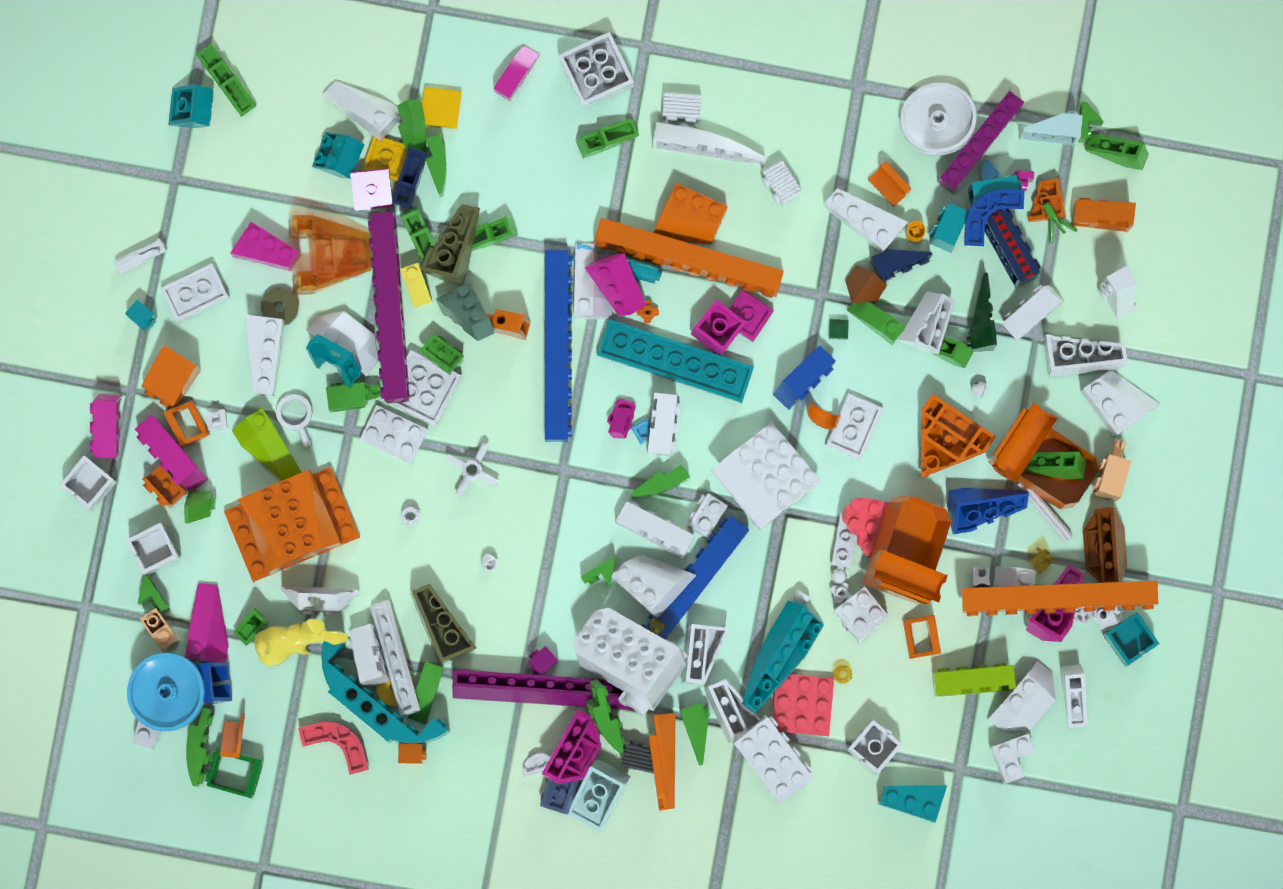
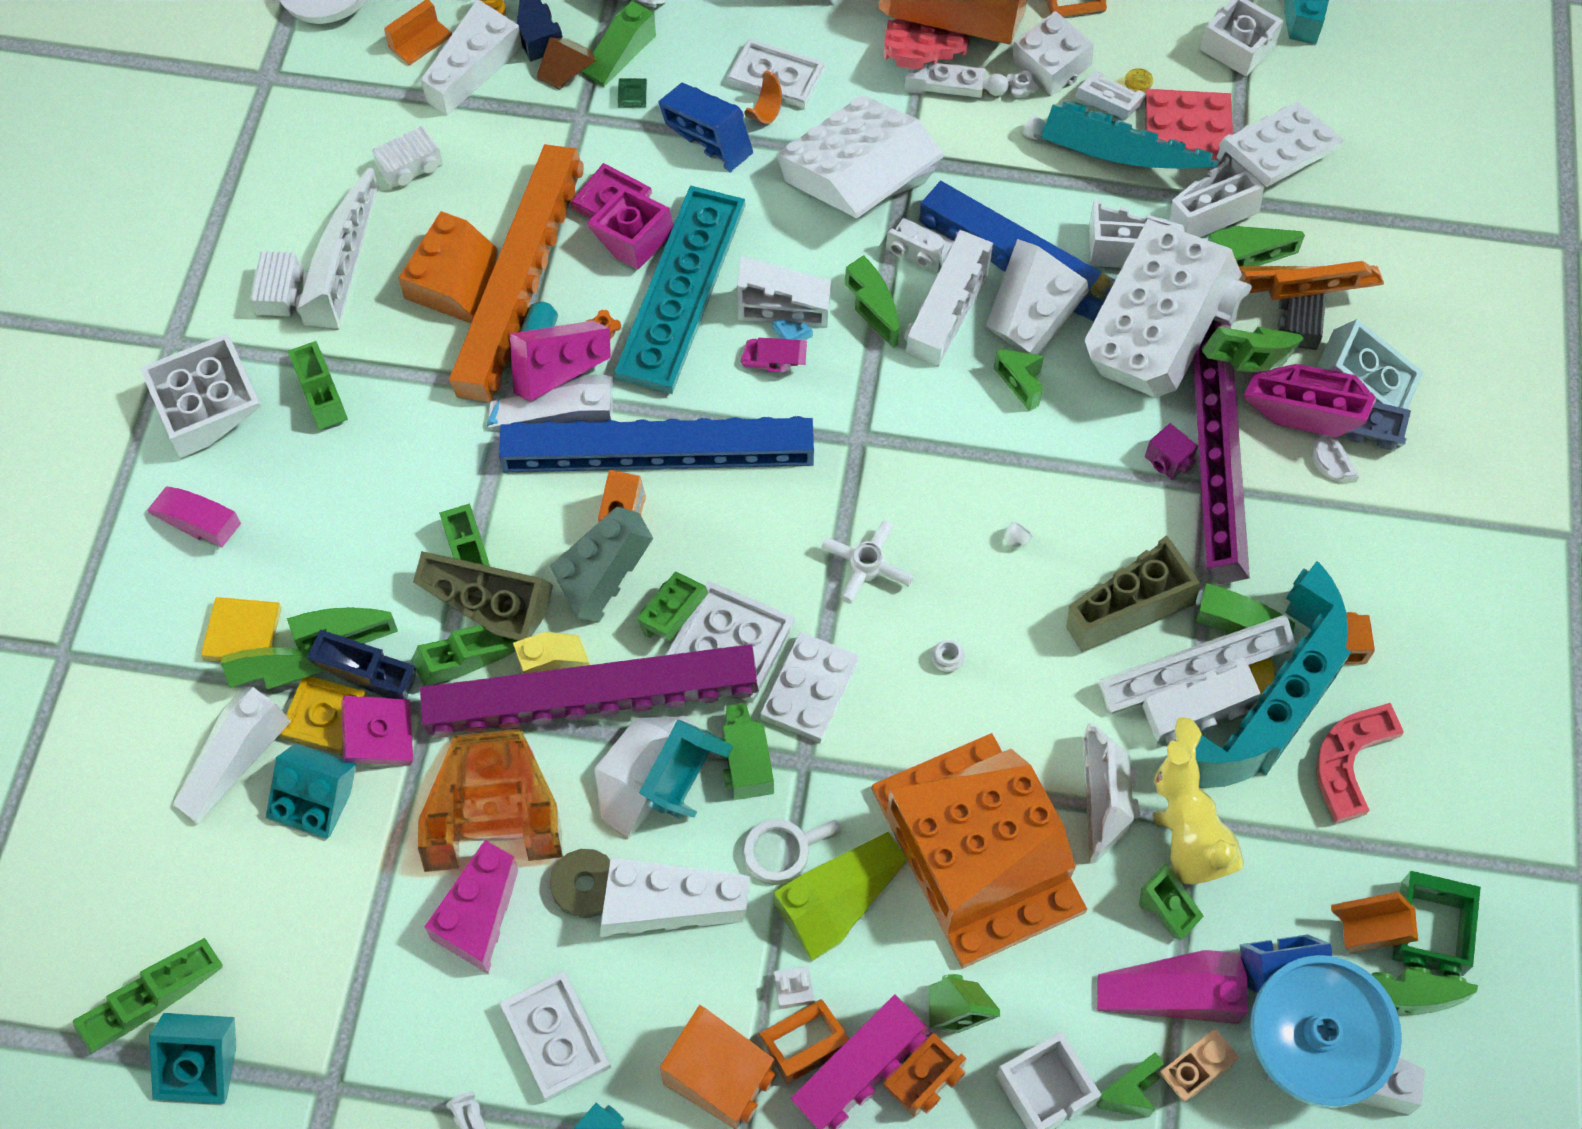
camera: 90 degrees left, 20 degrees down
(822, 648) = (1109, 96): none -> white plate

